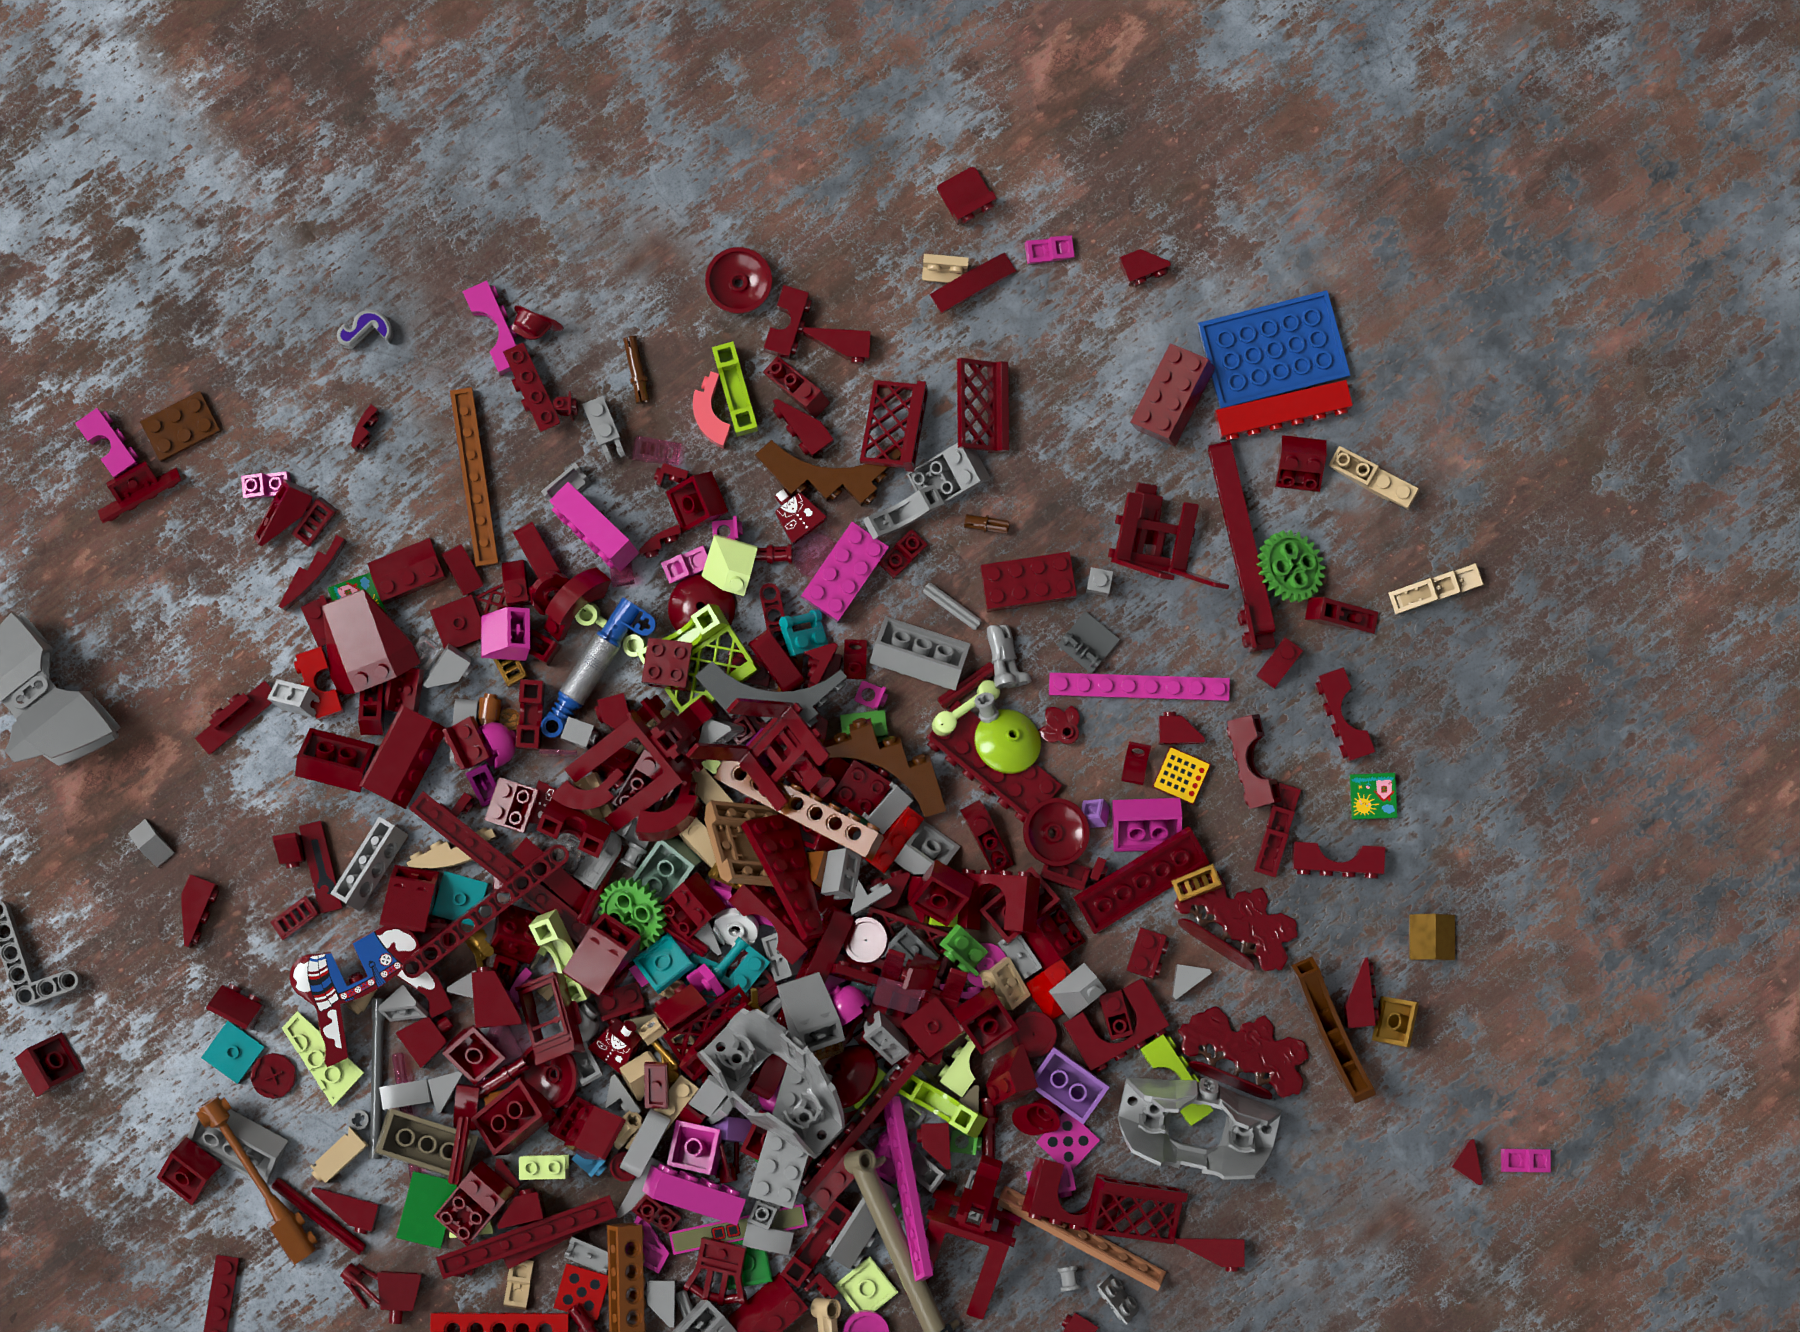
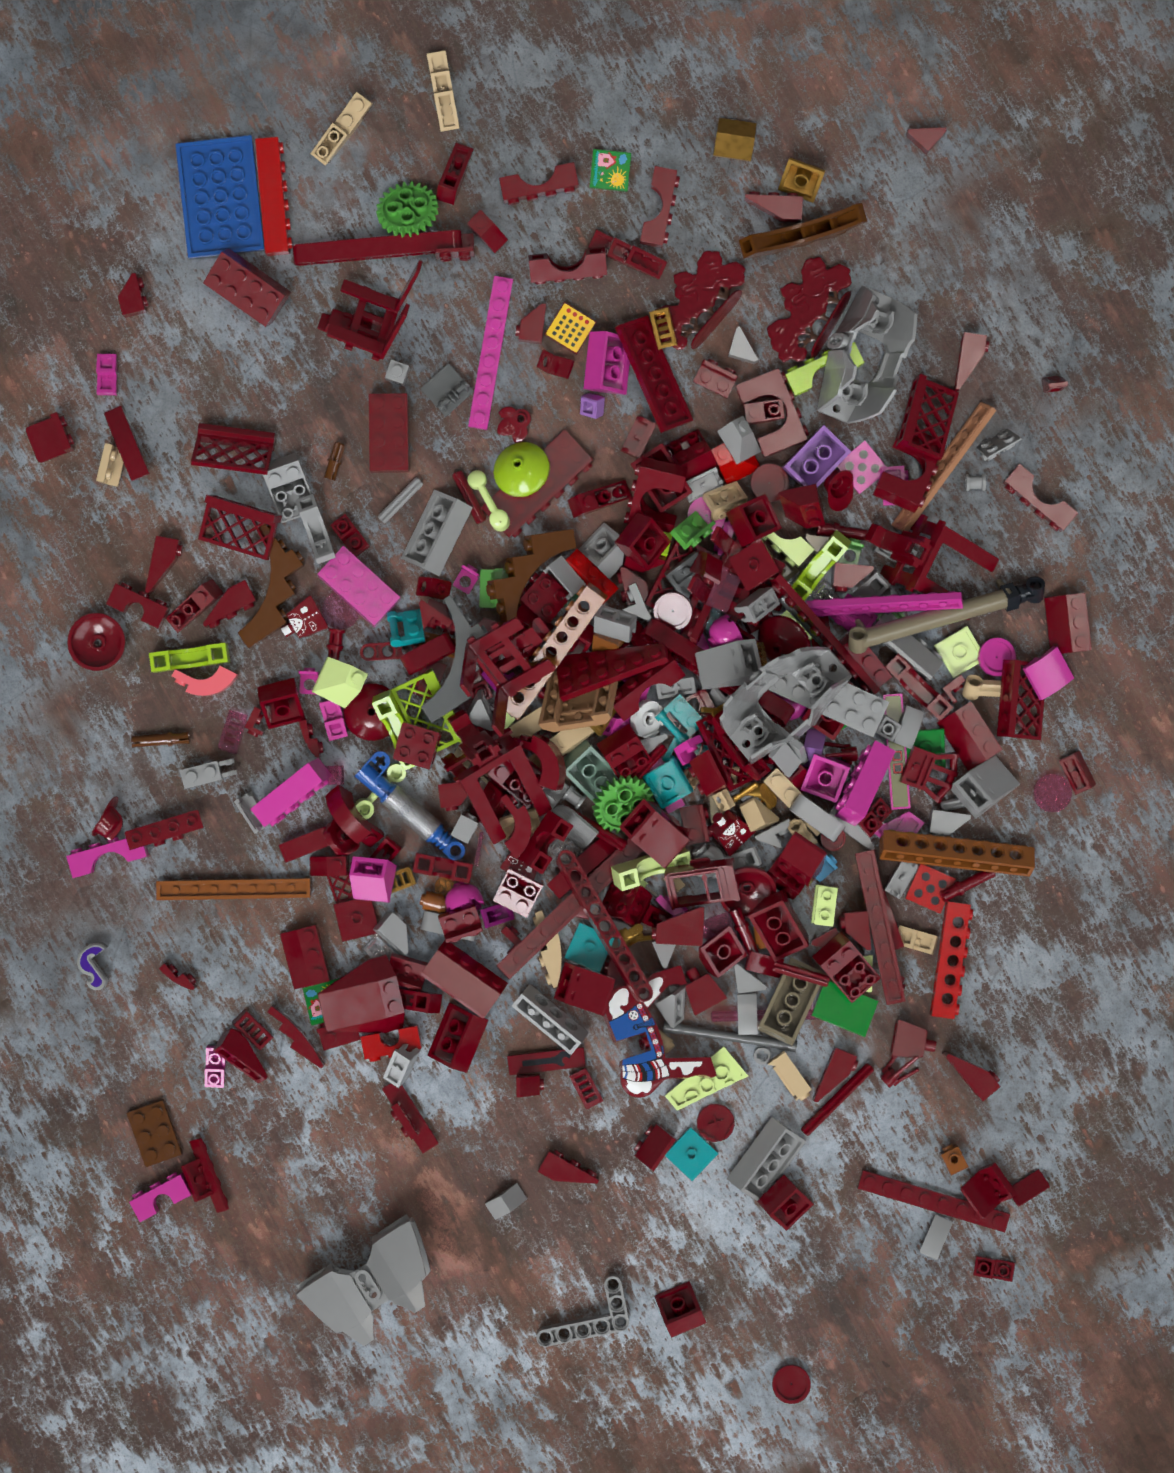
camera: 80 degrees left, 5 degrees up
(286, 1225) = (842, 1127): dark orange bar -> none
(462, 569) = (311, 909): dark red slope -> none
(566, 406) = (184, 802): dark red hinge -> none
(656, 1085) = (769, 802): dark red plate -> none
(985, 703) = (493, 482): light grey bush -> none
(1004, 658) = (450, 462): light grey piece -> none
(1069, 827) = (604, 428): dark red dish -> none
(1099, 870) = (640, 408): dark red plate -> none
(1301, 463) = (320, 188): dark red slope -> none
(1525, 1160) = (930, 90): dark pink slope -> none

